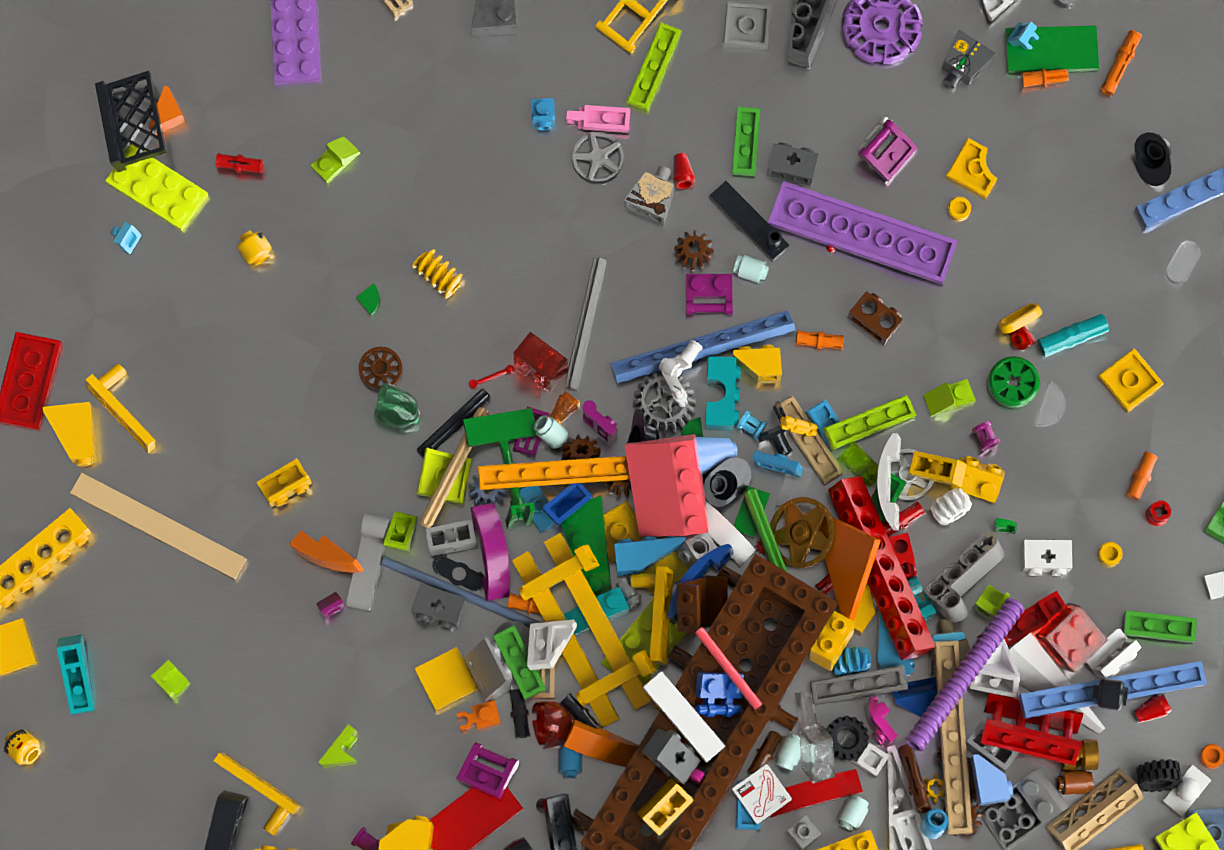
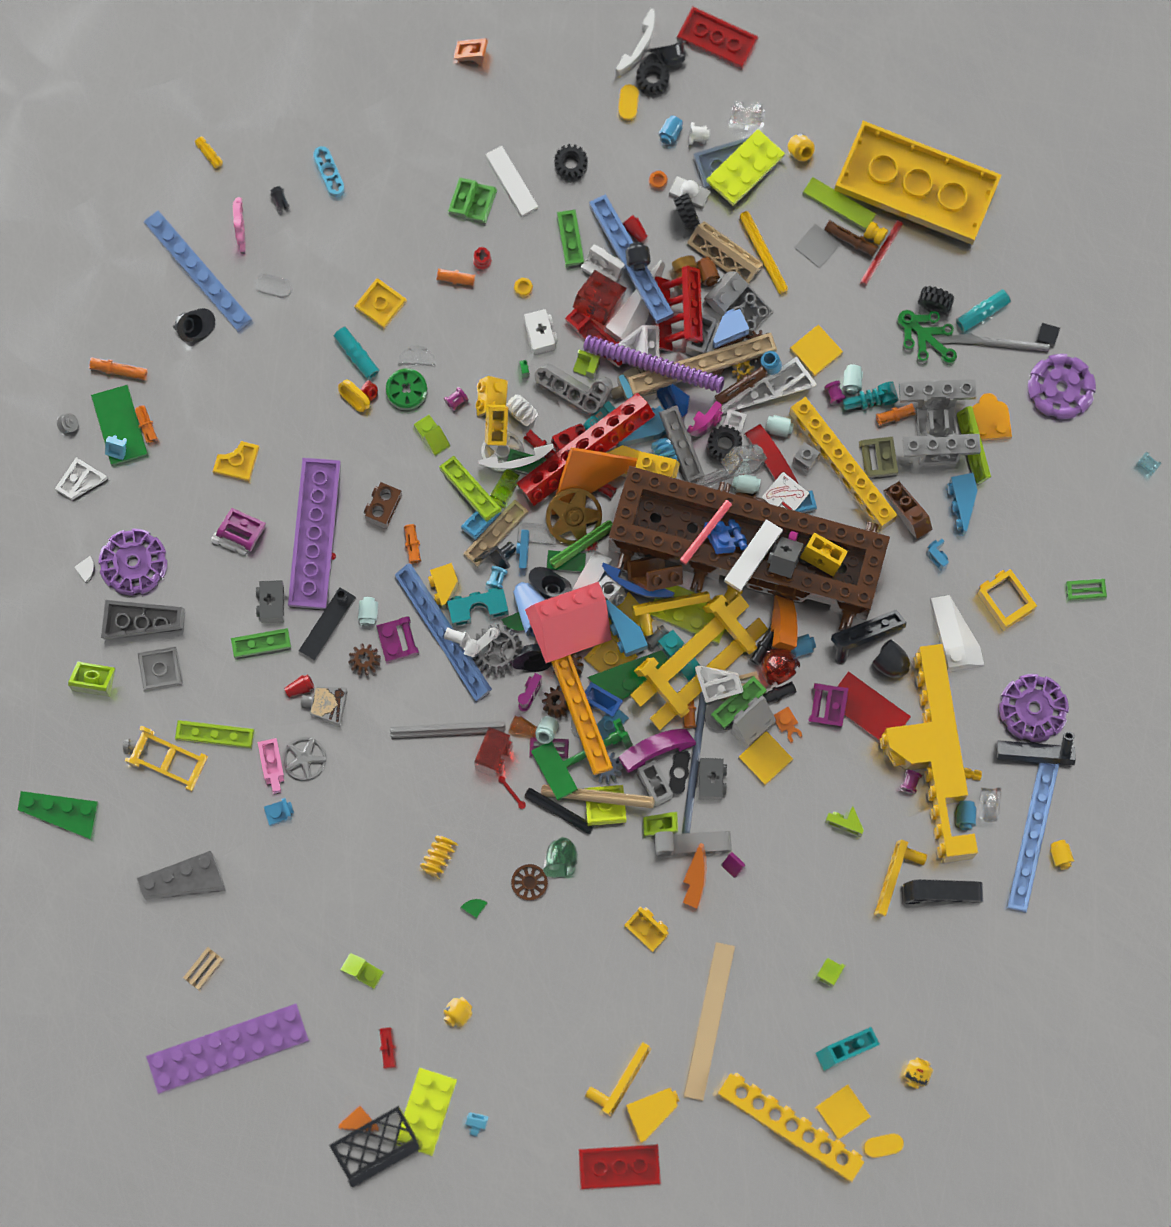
camera: 105 degrees left, 0 degrees up
(798, 426) = (491, 538): yellow axle -> none
(959, 208) = (273, 464): yellow tile -> none
(965, 60) = (147, 488): dark grey torso -> none

